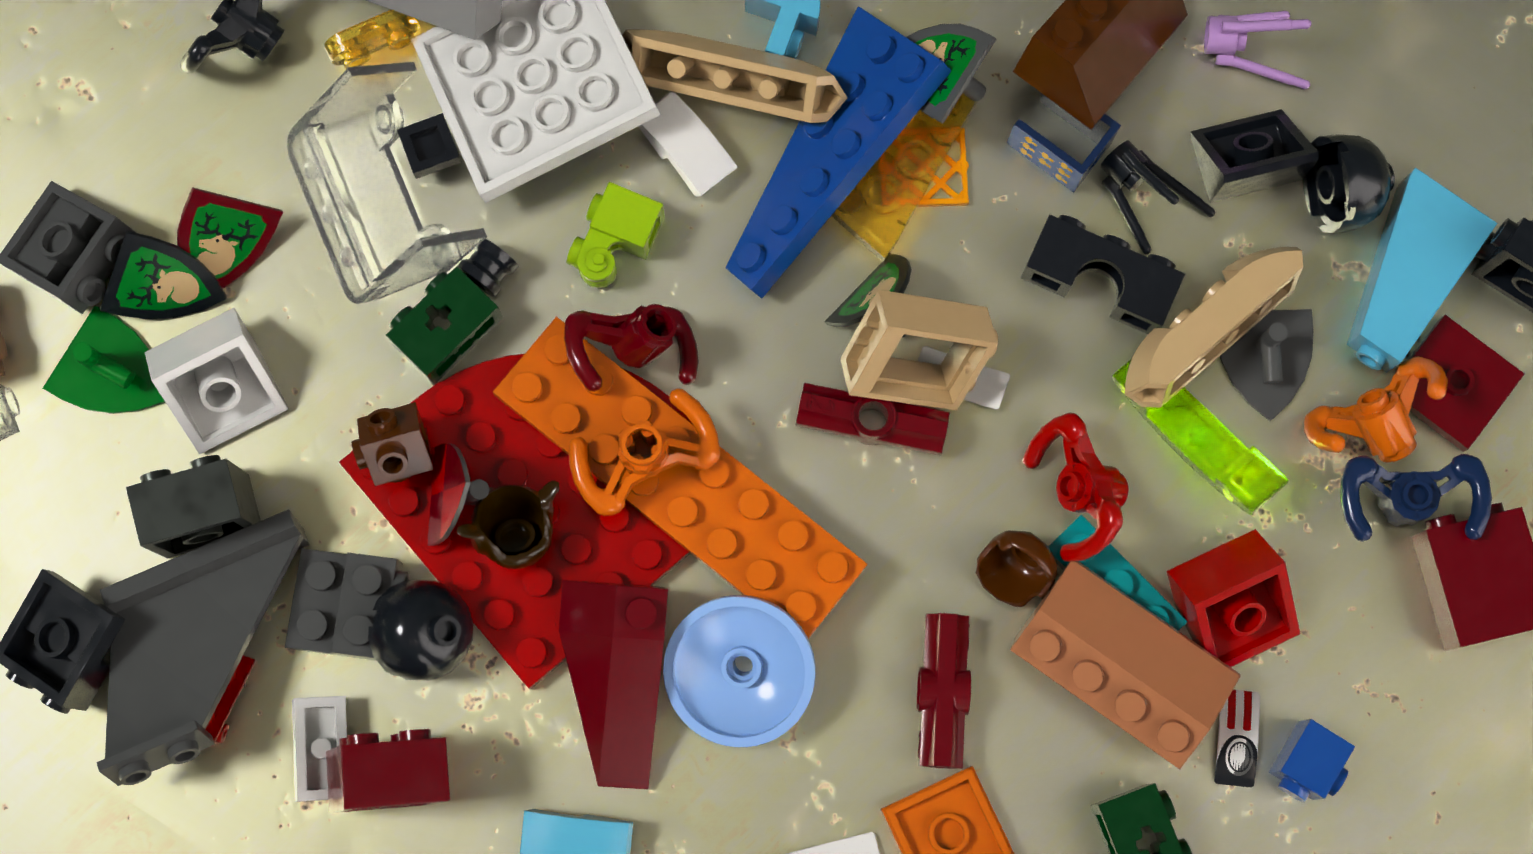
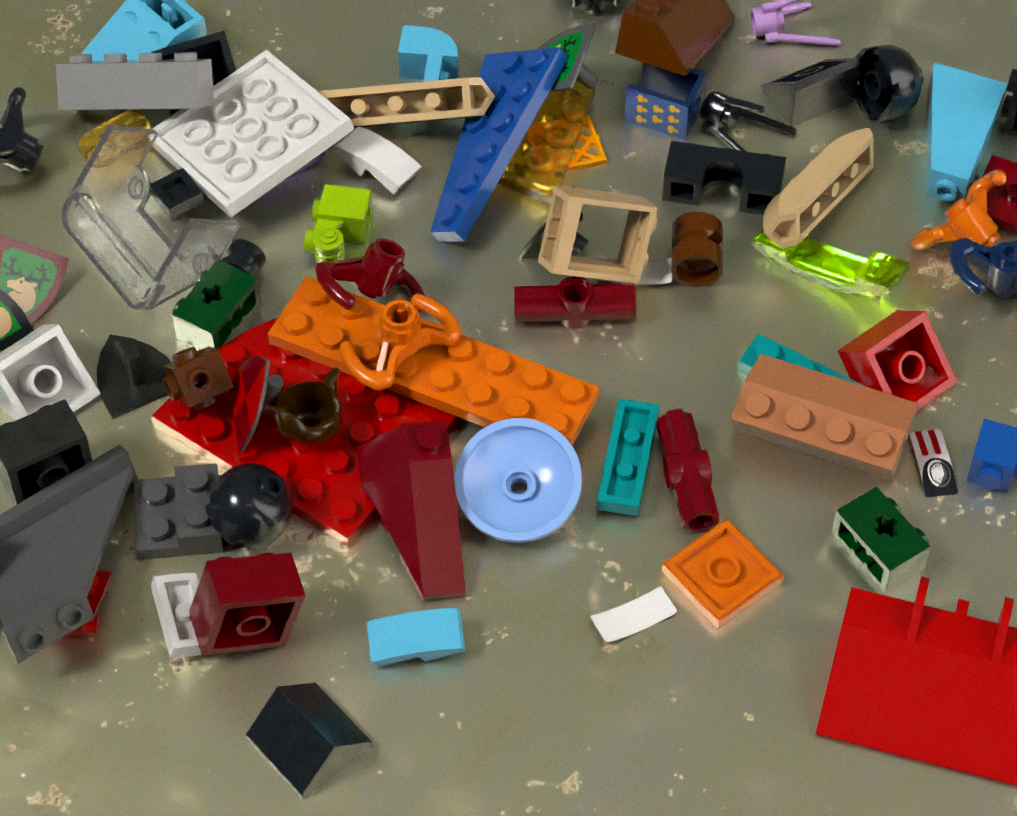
camera: 10 degrees left, 25 degrees down
(330, 387) = (130, 374): none -> pearl dark grey shield
(880, 653) = (627, 457): none -> teal plate
(1016, 567) = (718, 372): reddish brown hair -> none
(1041, 372) = (697, 249): none -> reddish brown wheel
(1082, 484) = (752, 304): red piece -> none
(1271, 360) = (870, 212): dark grey shield -> none

